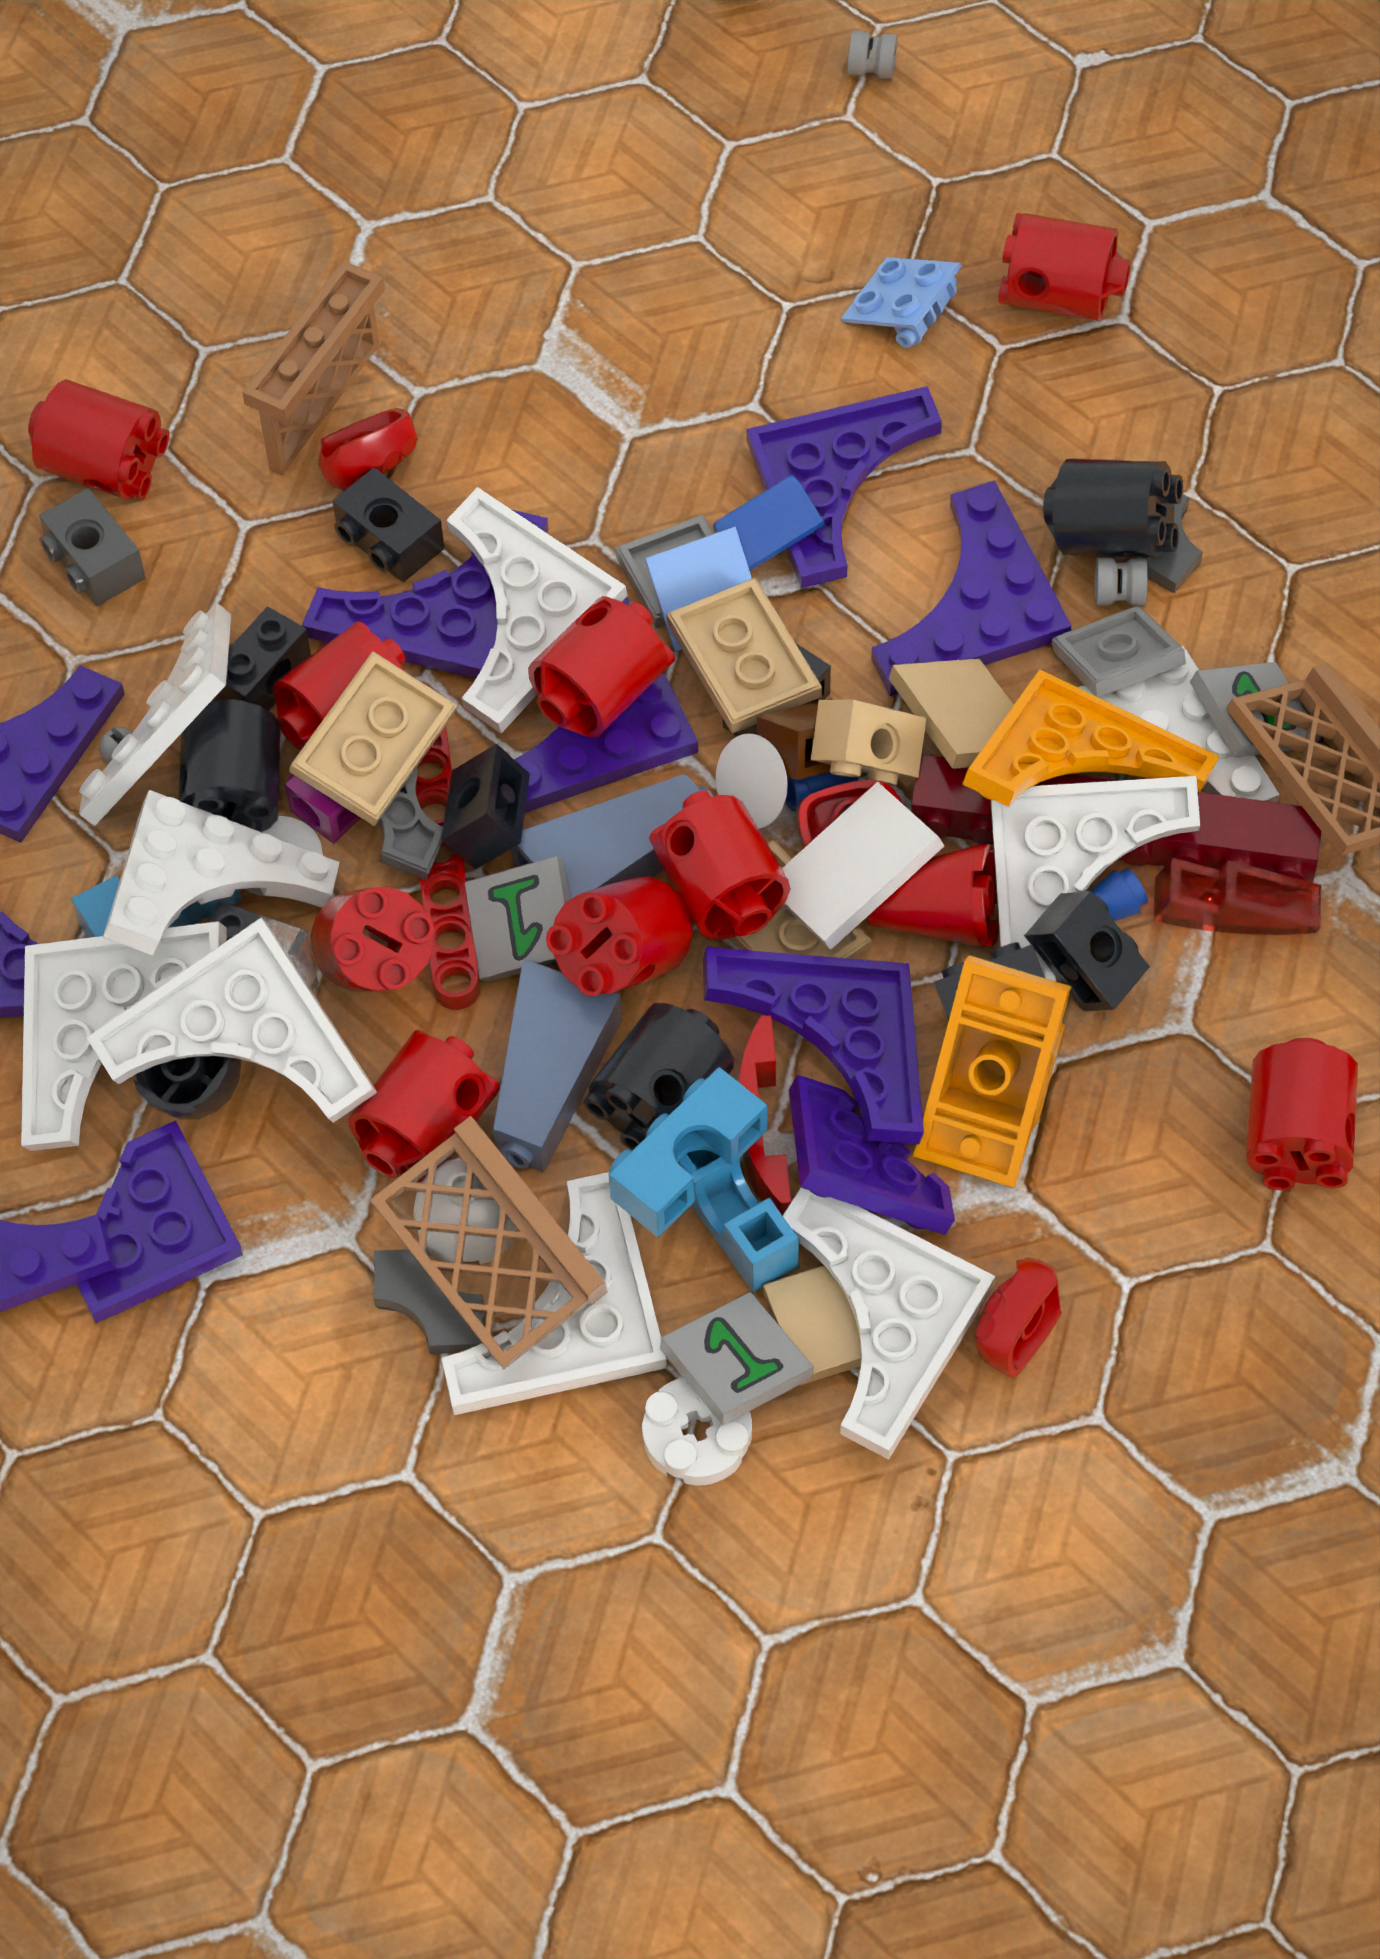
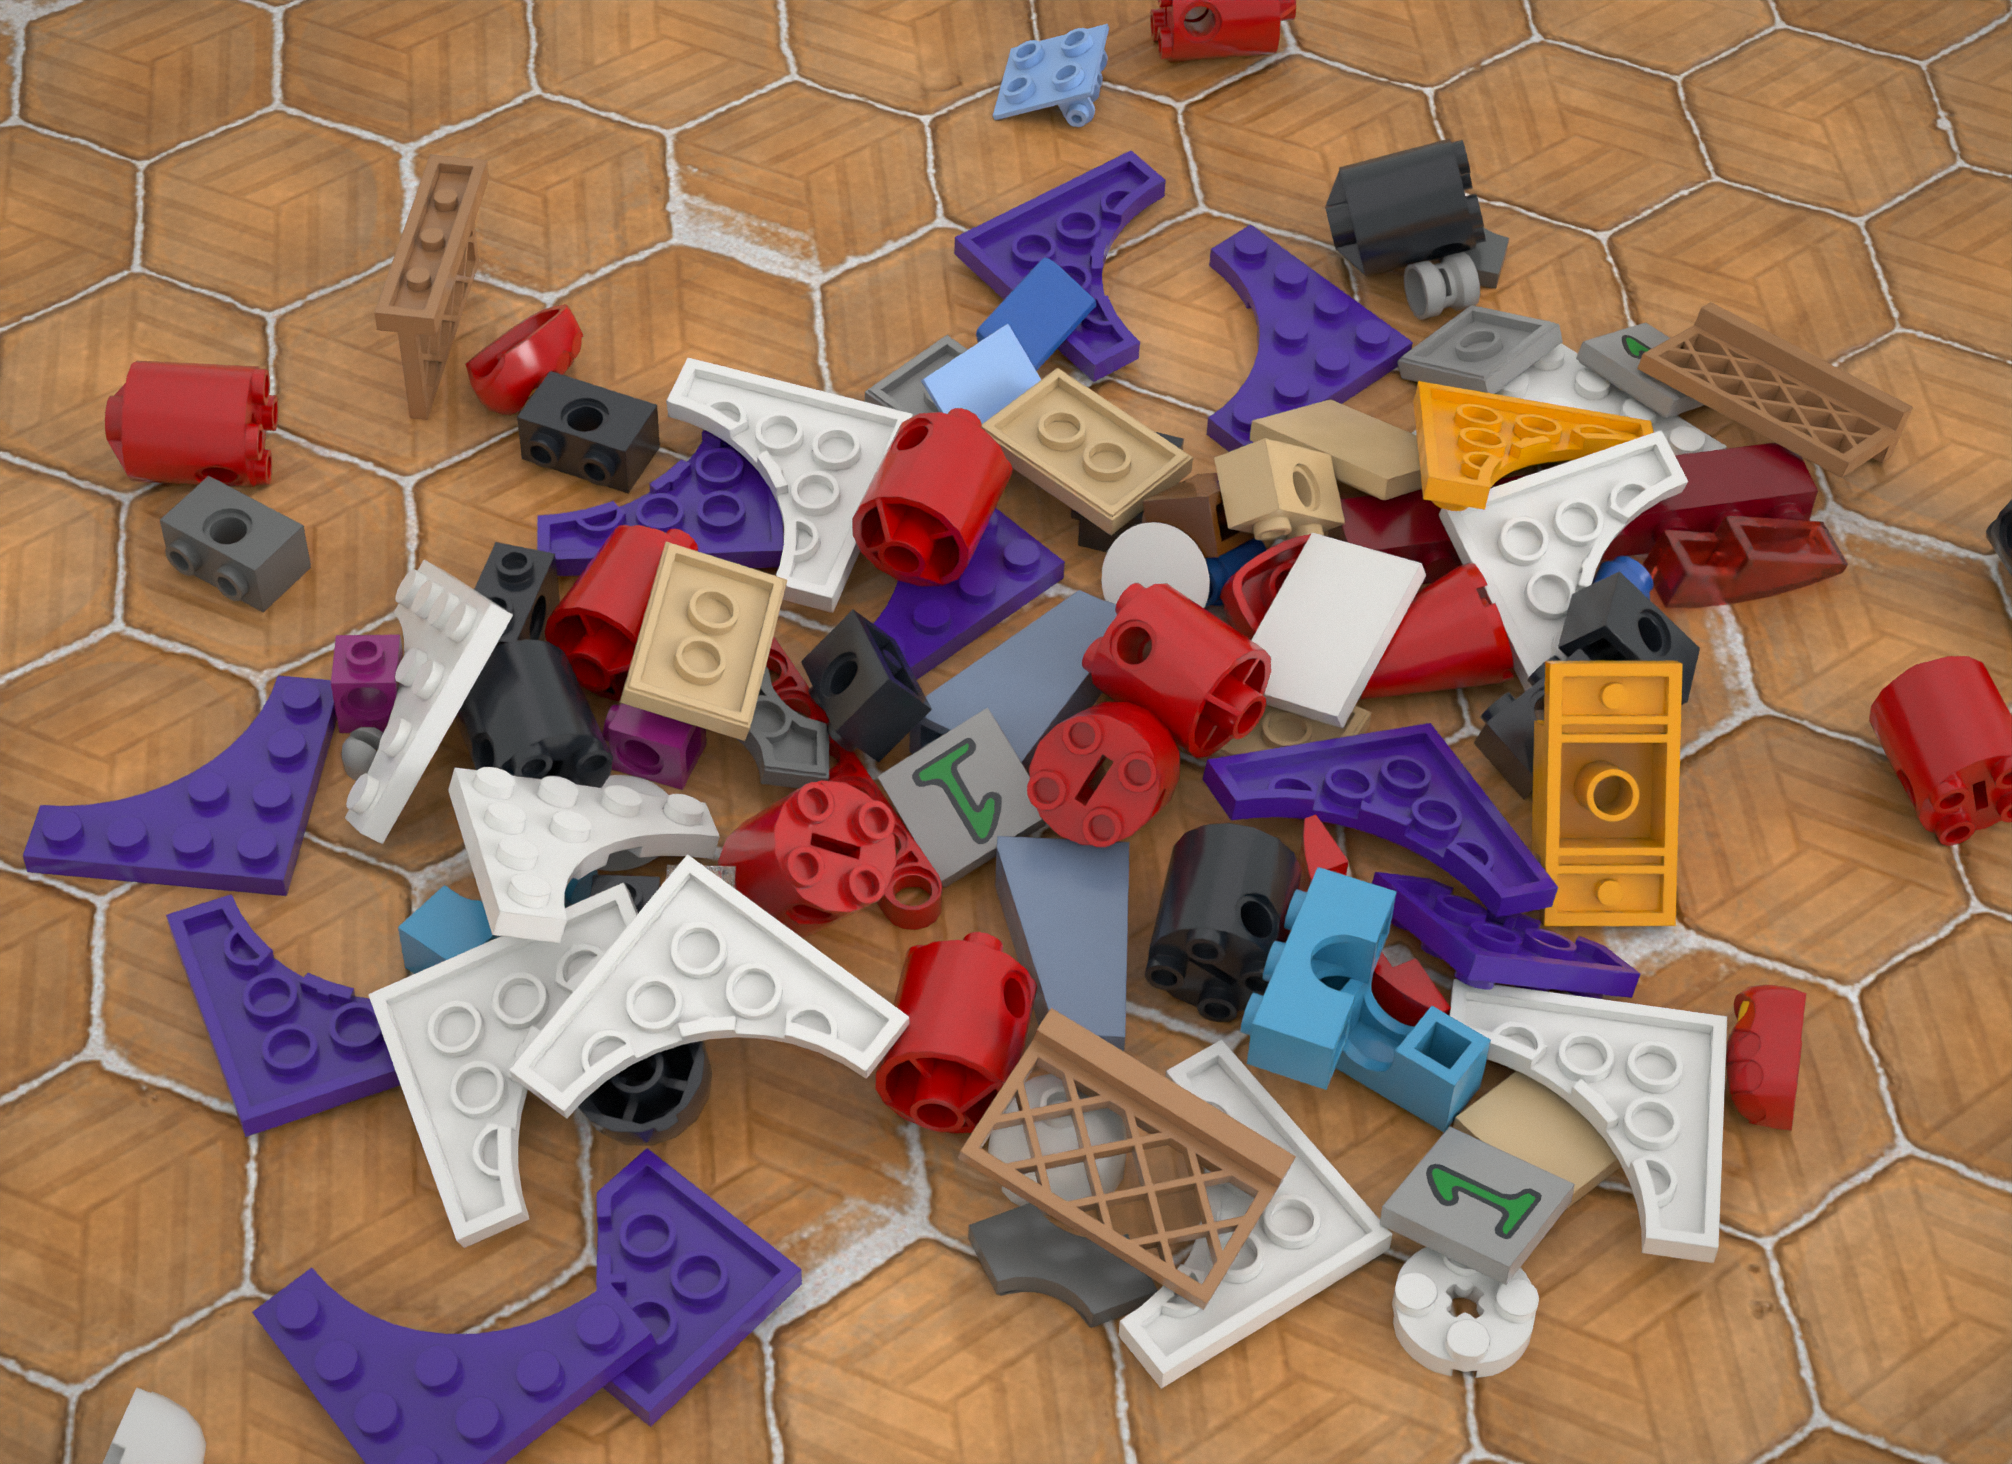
camera: 25 degrees left, 10 degrees down
(130, 686) = (365, 680): none -> magenta brick

